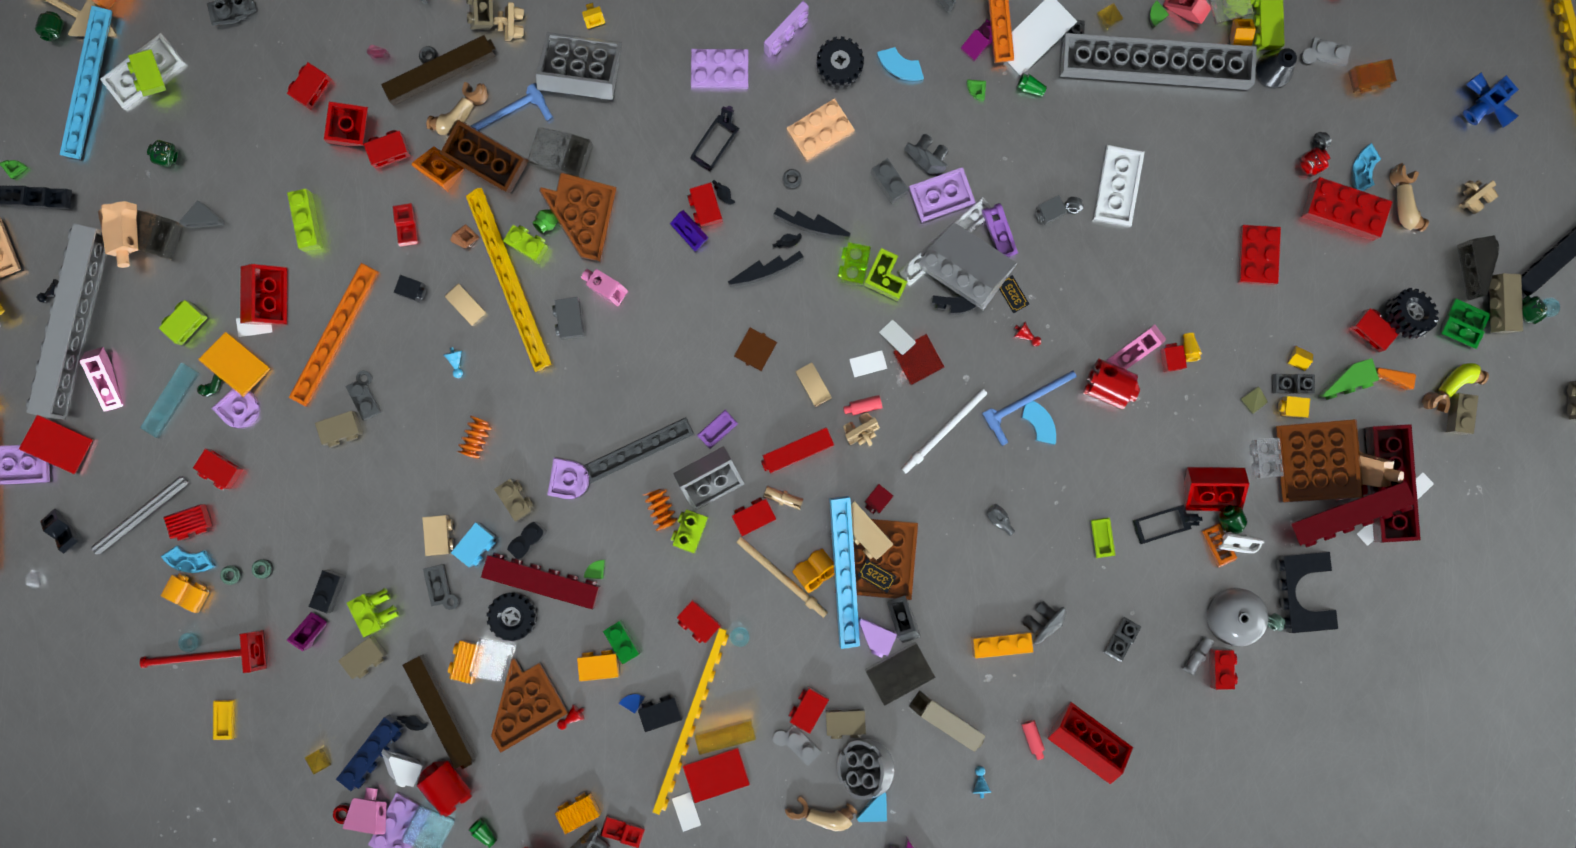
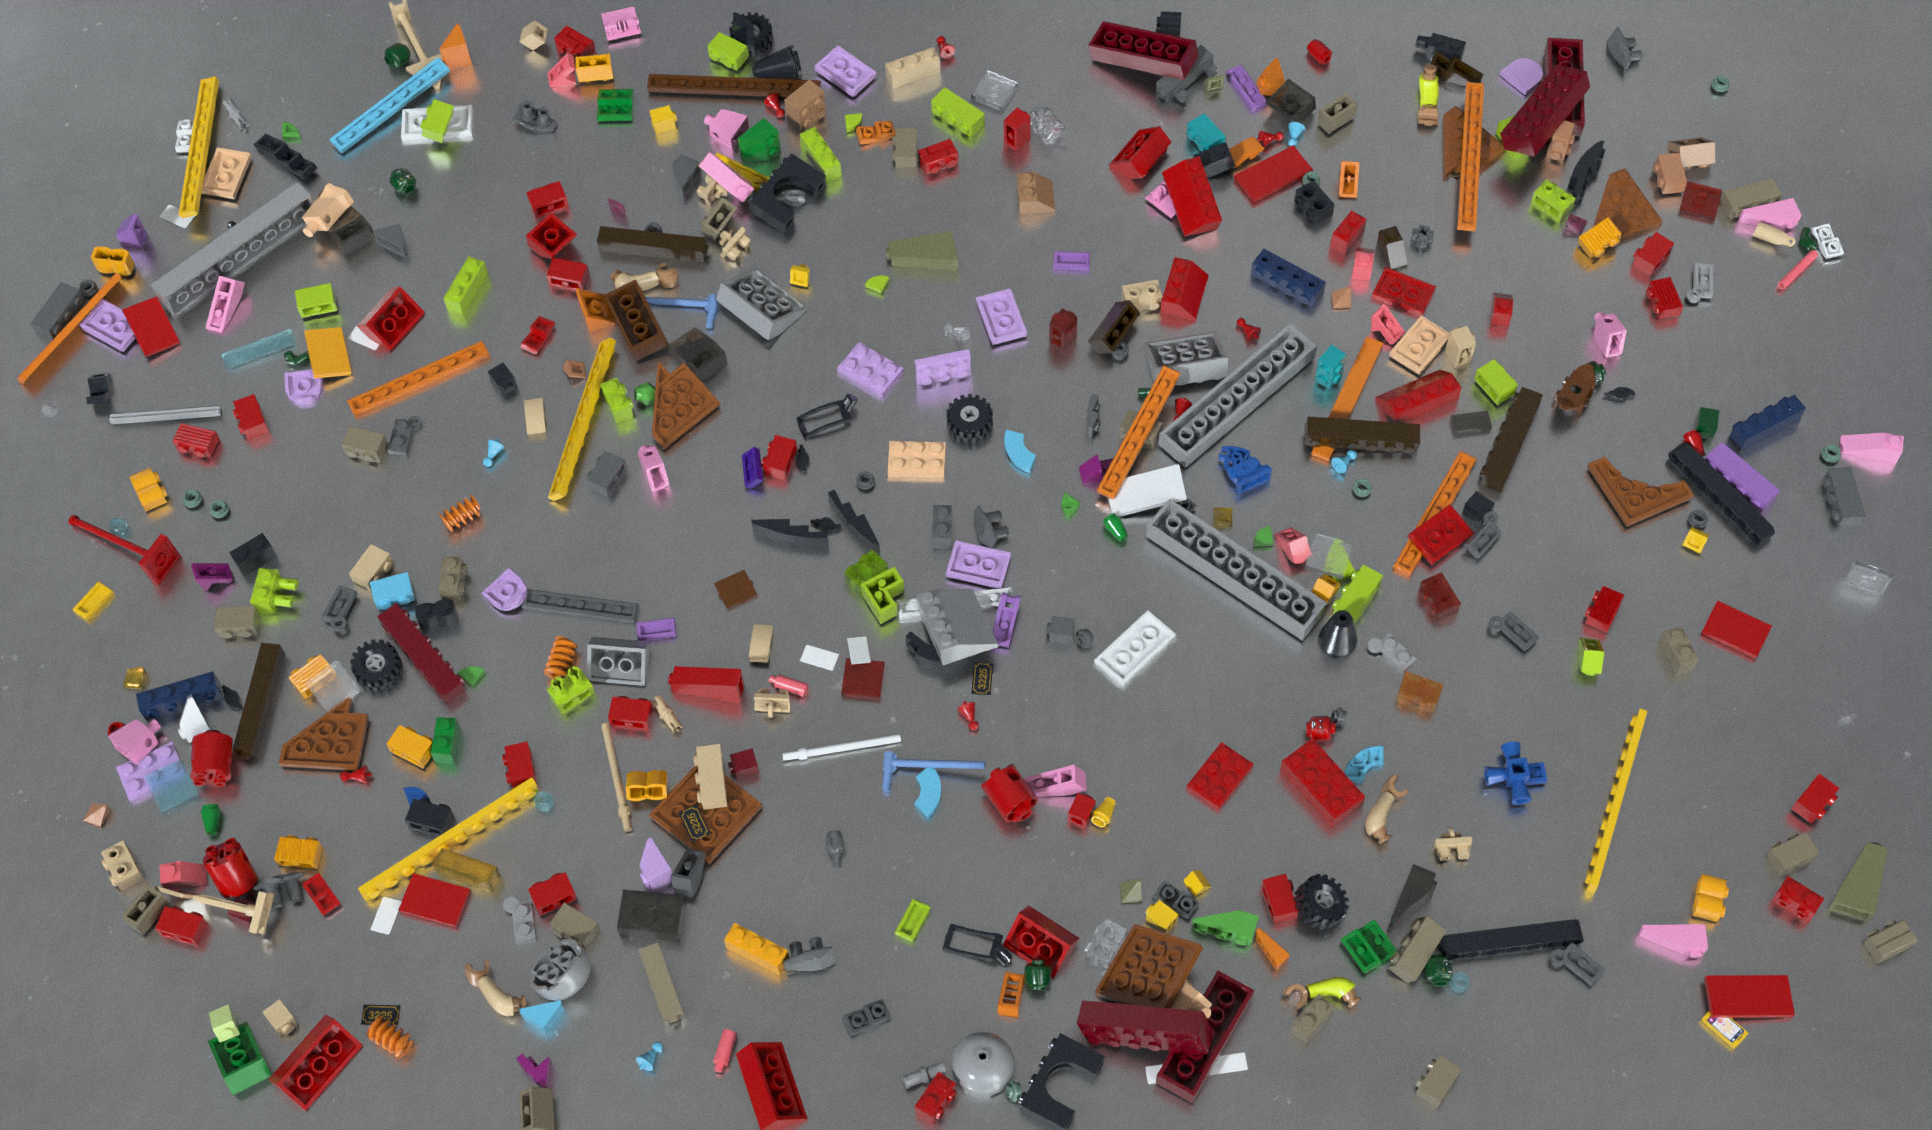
camera: 40 degrees right, 25 degrees down
(188, 562) = (170, 470): medium azure tile -> none
(844, 572) = (668, 794): medium azure plate -> none
(1243, 541) = (1035, 999): white piece -> none

